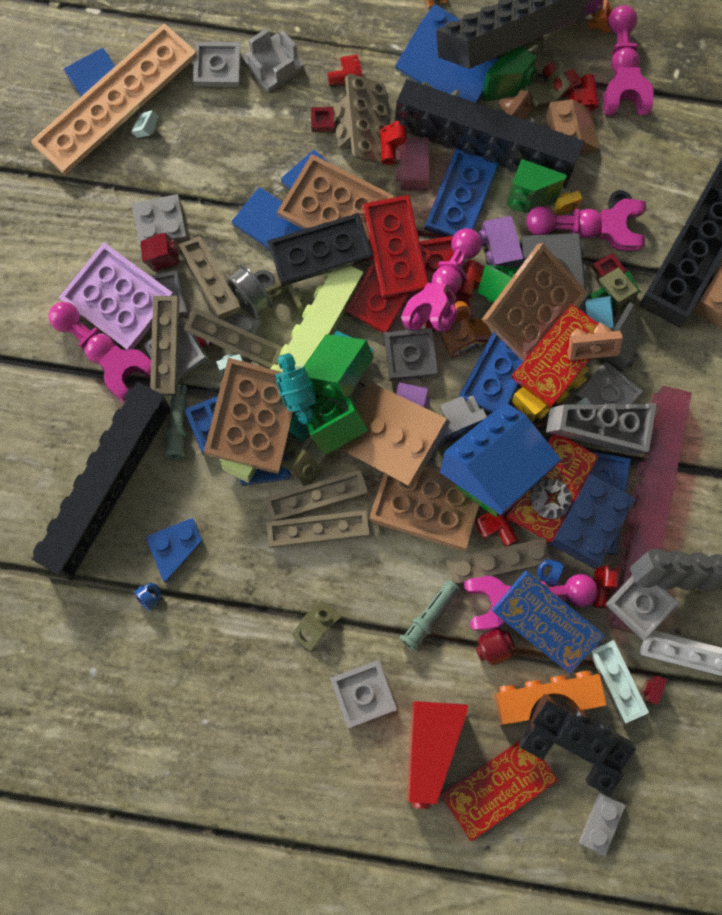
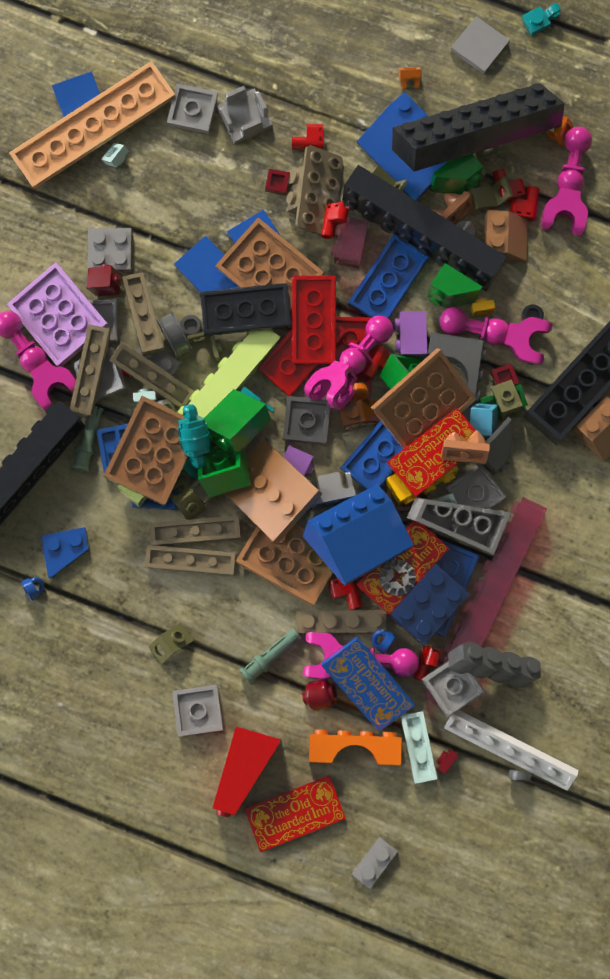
camera: 15 degrees right, 5 degrees up
(584, 737) = (373, 786): black bracket -> none

